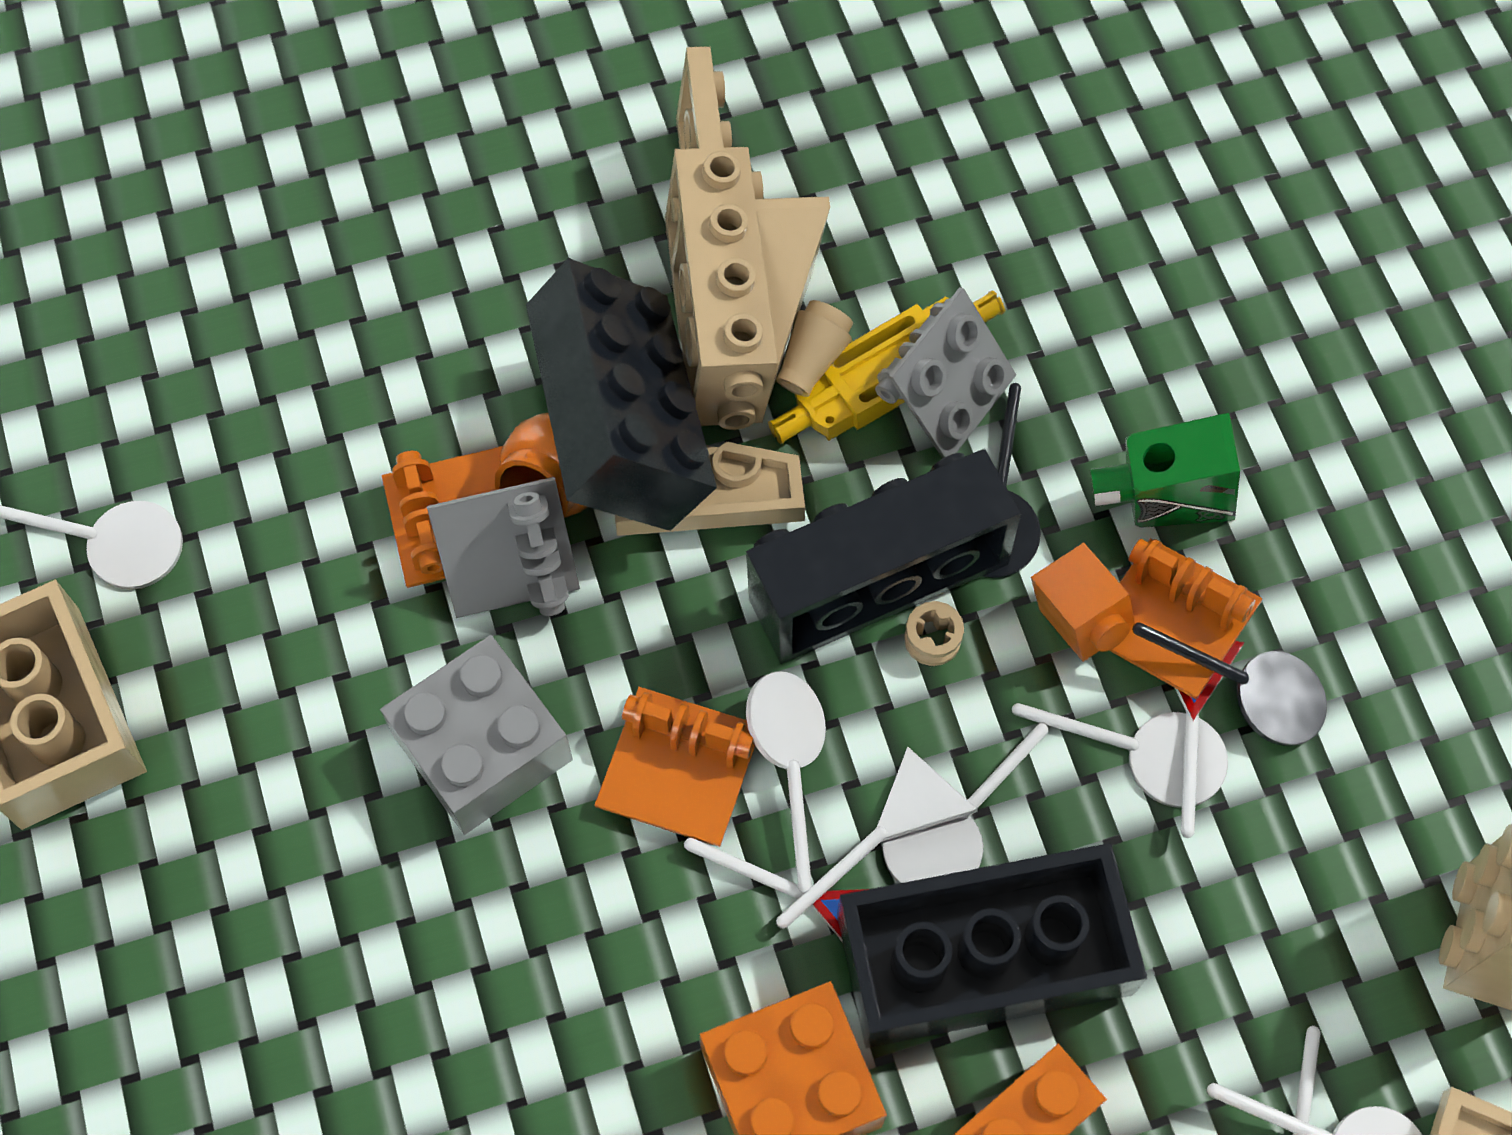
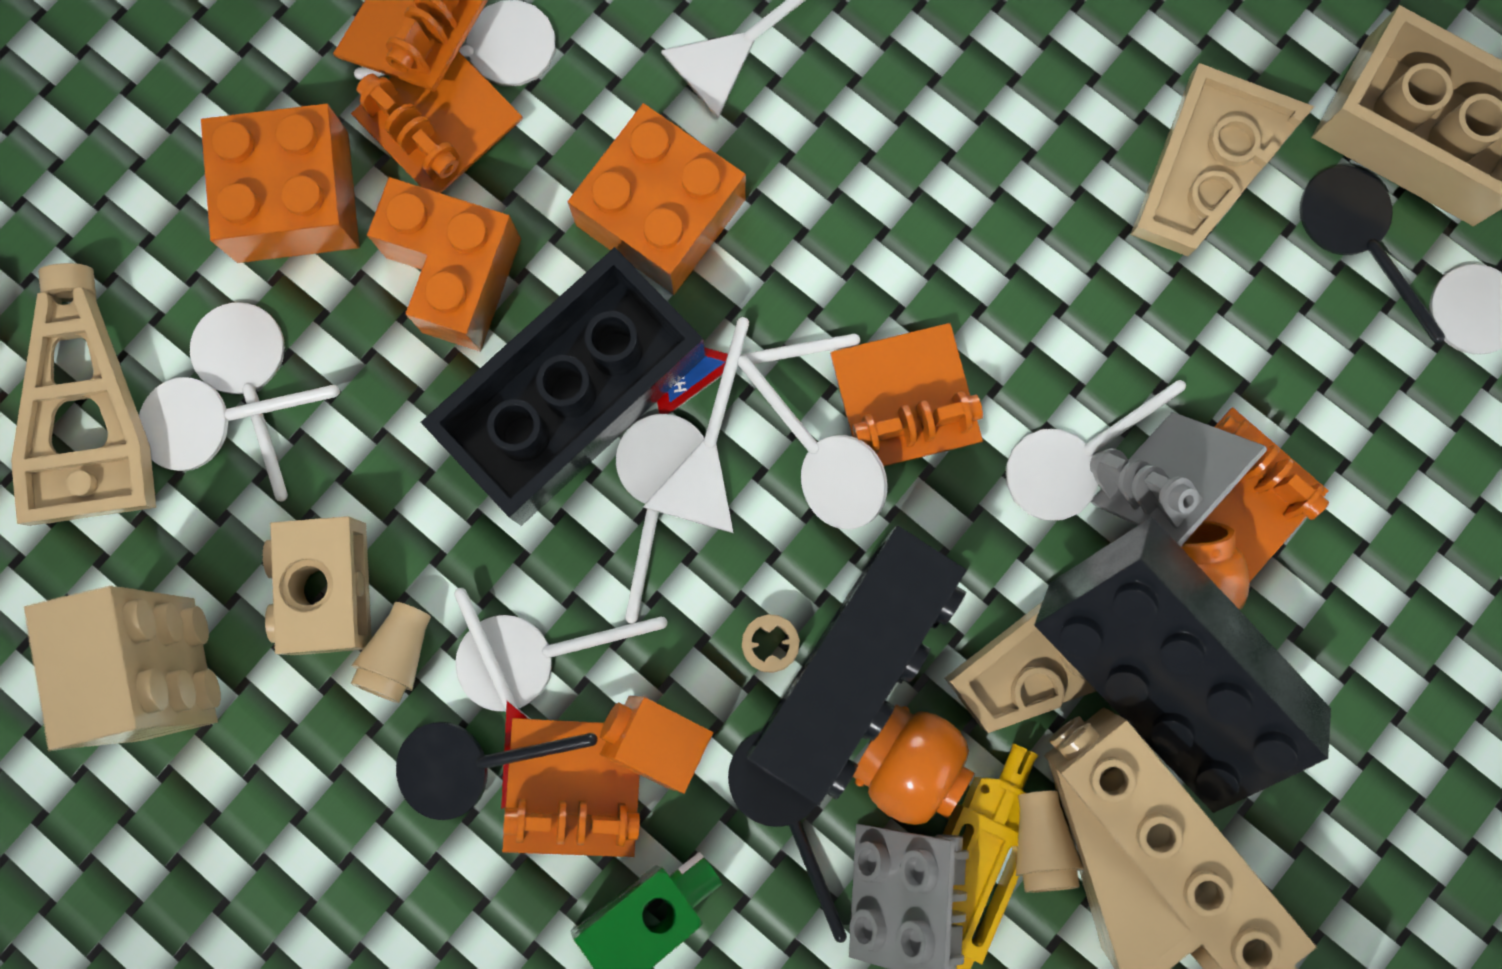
camera: 145 degrees right, 15 degrees up
(172, 687) = (1350, 214): none -> black piece
(247, 809) = (1211, 155): none -> tan wing
(477, 734) = (1082, 311): light grey brick -> none
(592, 634) = (1052, 470): none -> white piece
(874, 450) = (915, 767): none -> orange piece
(1278, 814) = (392, 655): none -> tan cone
(1287, 937) = (343, 615): none -> tan brick

